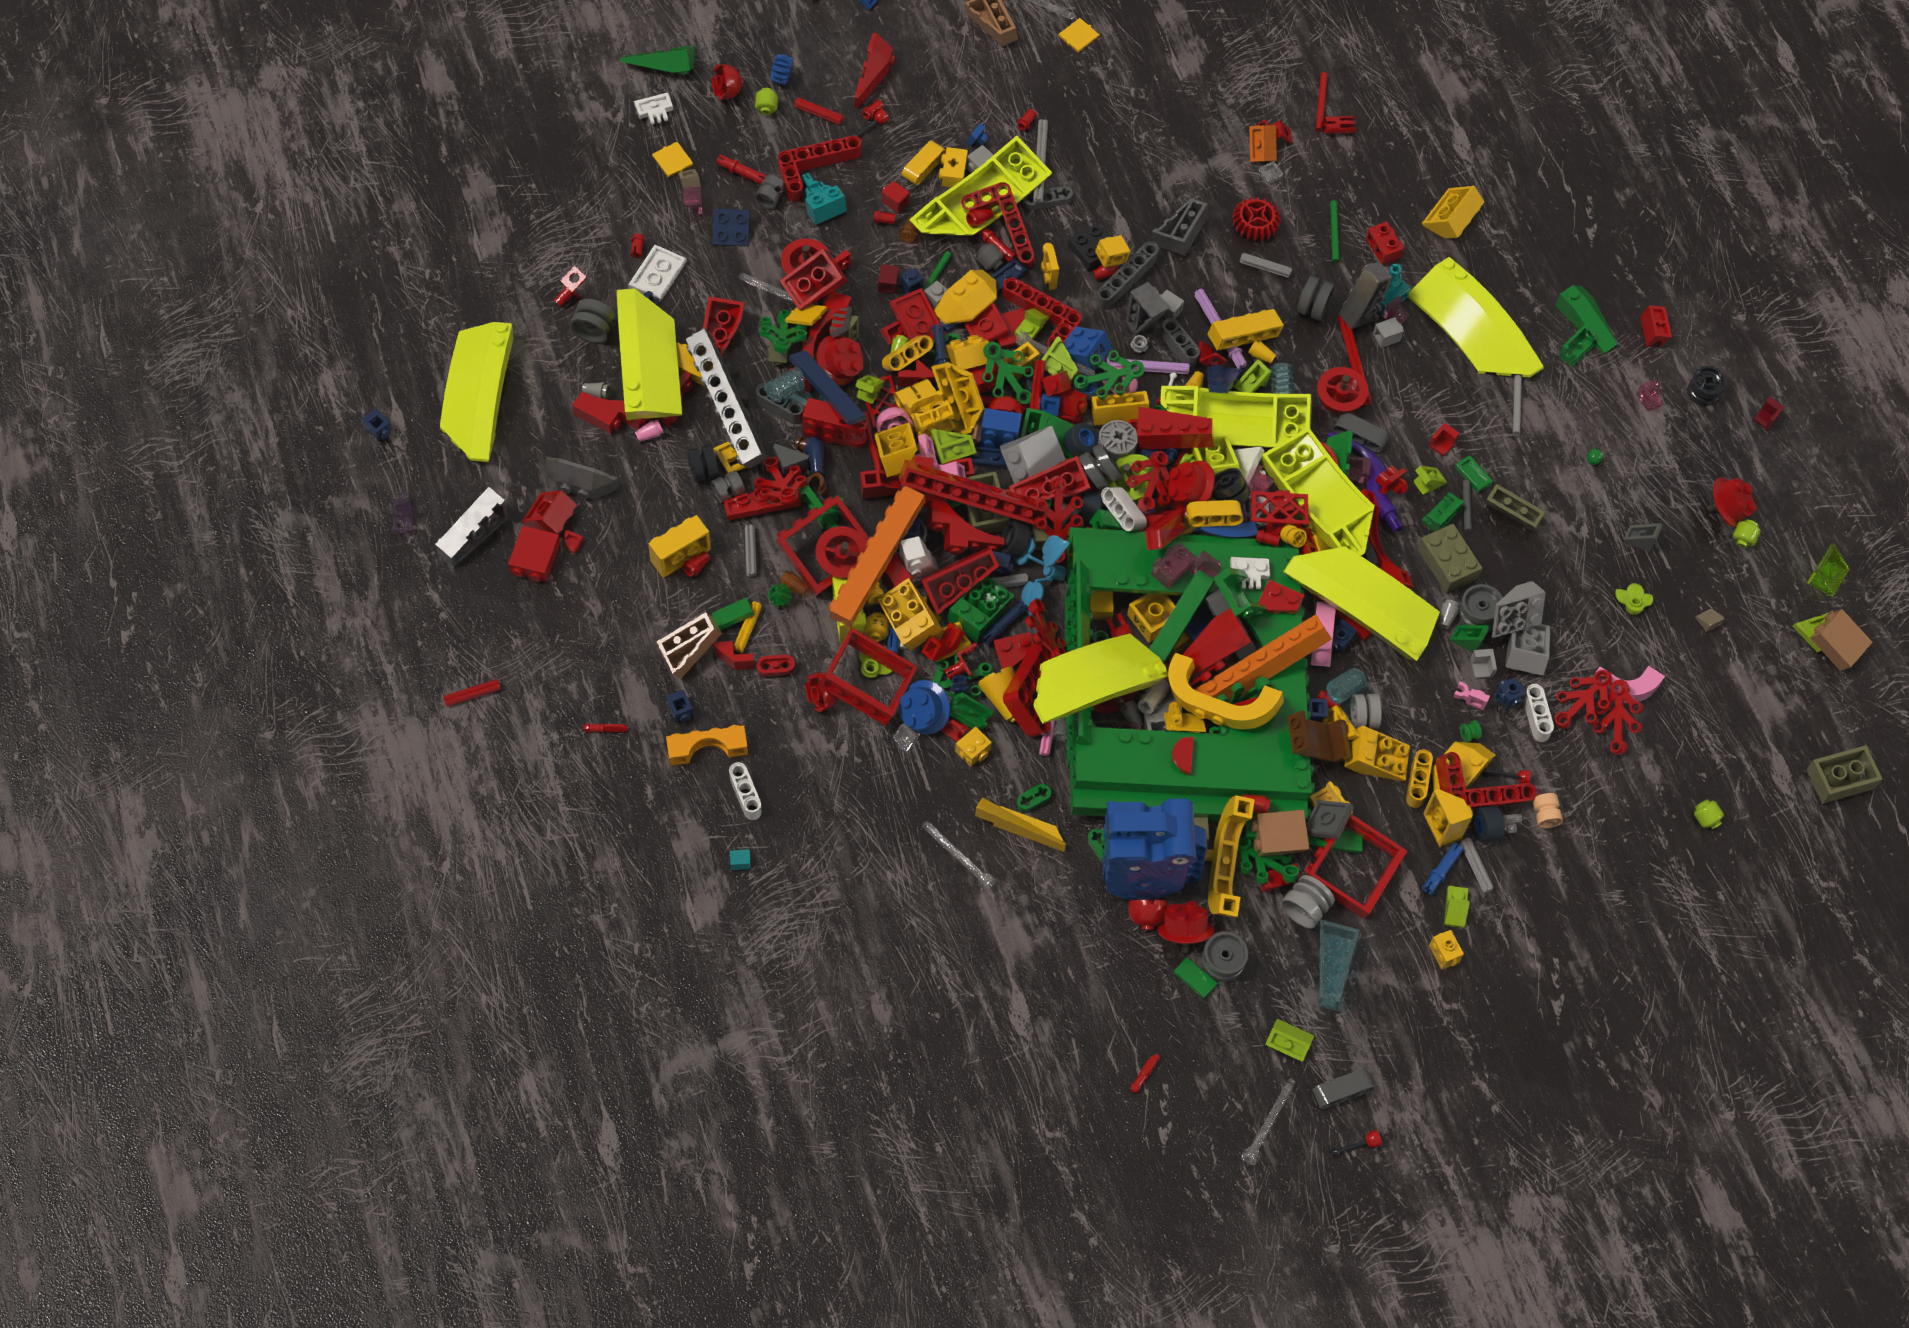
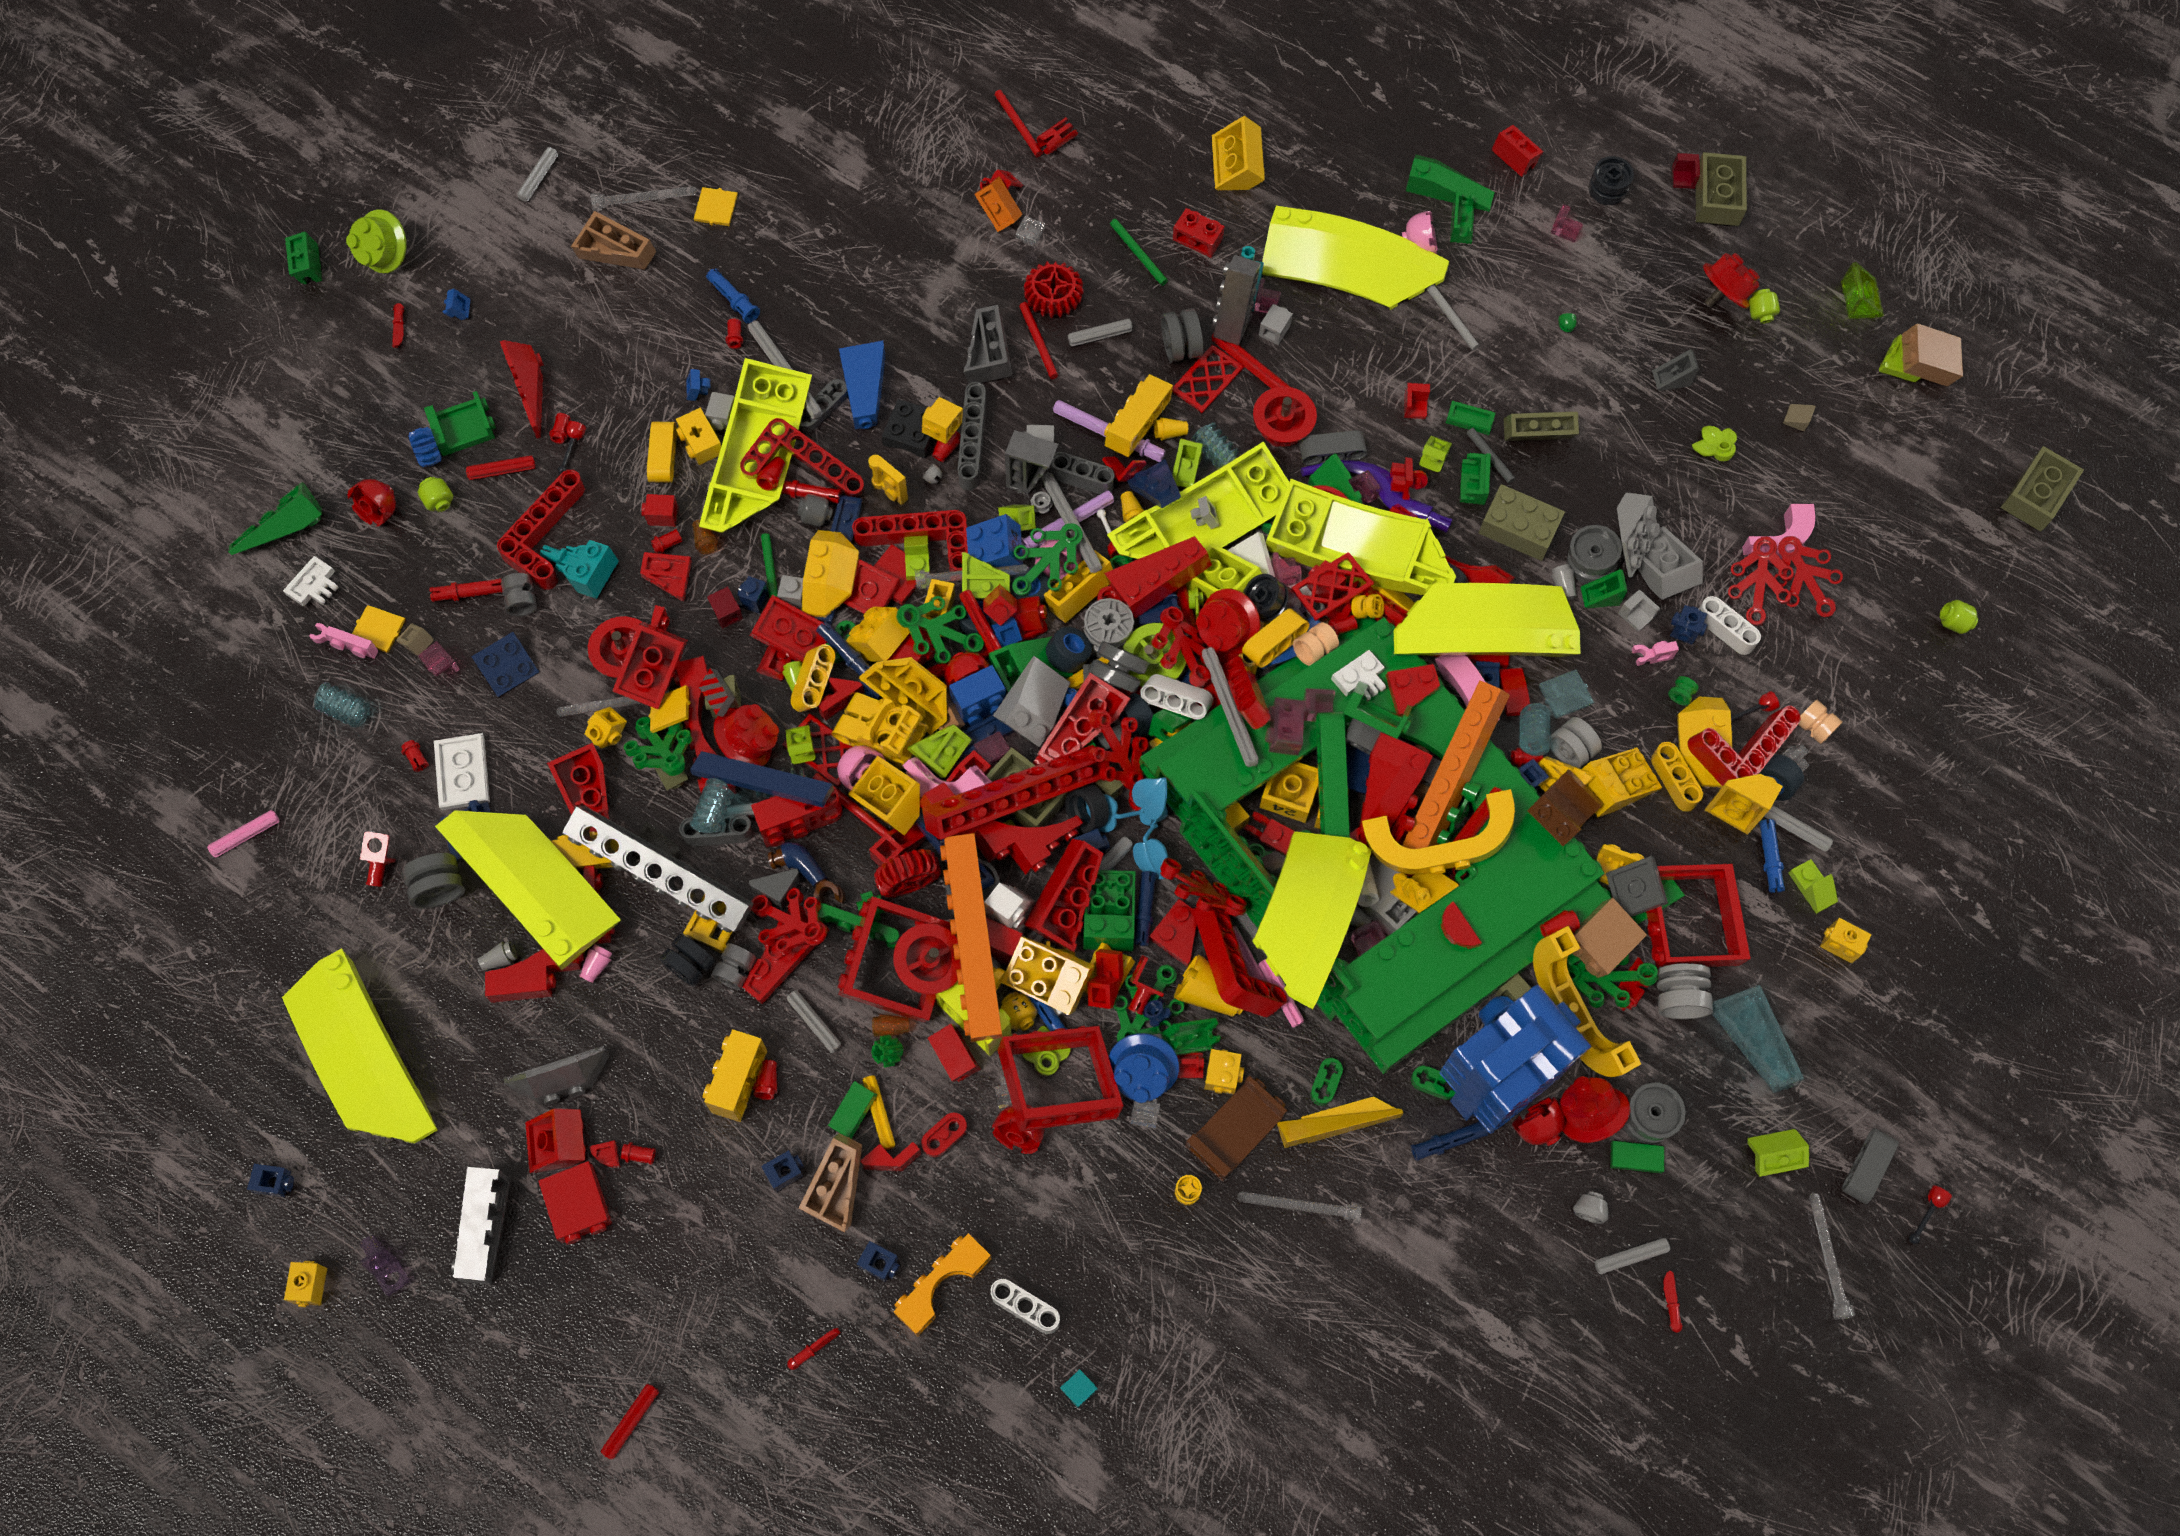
camera: 35 degrees left, 5 degrees up
(353, 493) = (305, 1283): none -> yellow head
(502, 225) = (243, 833): none -> bright pink axle
(587, 550) = (637, 1153): none -> red pin
(617, 188) = (340, 705): none -> clear light blue piece
(646, 151) = (341, 639): none -> bright pink plate
(665, 618) = (774, 1168): none -> dark blue brick
(760, 301) = (605, 727): none -> yellow brick
(814, 70) = (461, 425): none -> green panel
(818, 625) = (954, 1053): none -> red hinge
(870, 236) = (667, 572): none -> red wing
(870, 501) = (907, 873): none -> red gear
(893, 793) = (1190, 1185): none -> yellow wheel
(955, 785) = (1237, 1128): none -> reddish brown panel
(984, 465) = (992, 747): none -> clear pink panel
(1045, 101) = (738, 301): none -> blue pin
(1059, 876) = (1439, 1144): none -> dark blue pin
(1085, 281) = (931, 473): none -> light grey hinge
(1086, 197) = (863, 378): none -> blue slope
(1118, 342) = (1022, 514): none -> lime panel
(1138, 983) = (1592, 1208): none -> light grey cone
(1141, 547) = (1229, 706): none -> light grey axle
(1141, 1029) = (1632, 1256): none -> light grey axle
(1147, 362) = (1068, 517): none -> light grey axle
(1220, 247) = (1038, 340): none -> red bar
(1240, 416) = (1205, 513): none -> light grey tile
(1242, 535) = (1315, 643): none -> light nougat wheel
(1320, 327) = (1212, 394): none -> red window
(1355, 655) = (1514, 683): none -> red slope
(1390, 682) = (1566, 694): none -> clear light blue piece
(1539, 337) = (1422, 231): none -> bright pink cylinder
(1781, 439) = (1721, 189): none -> olive brick

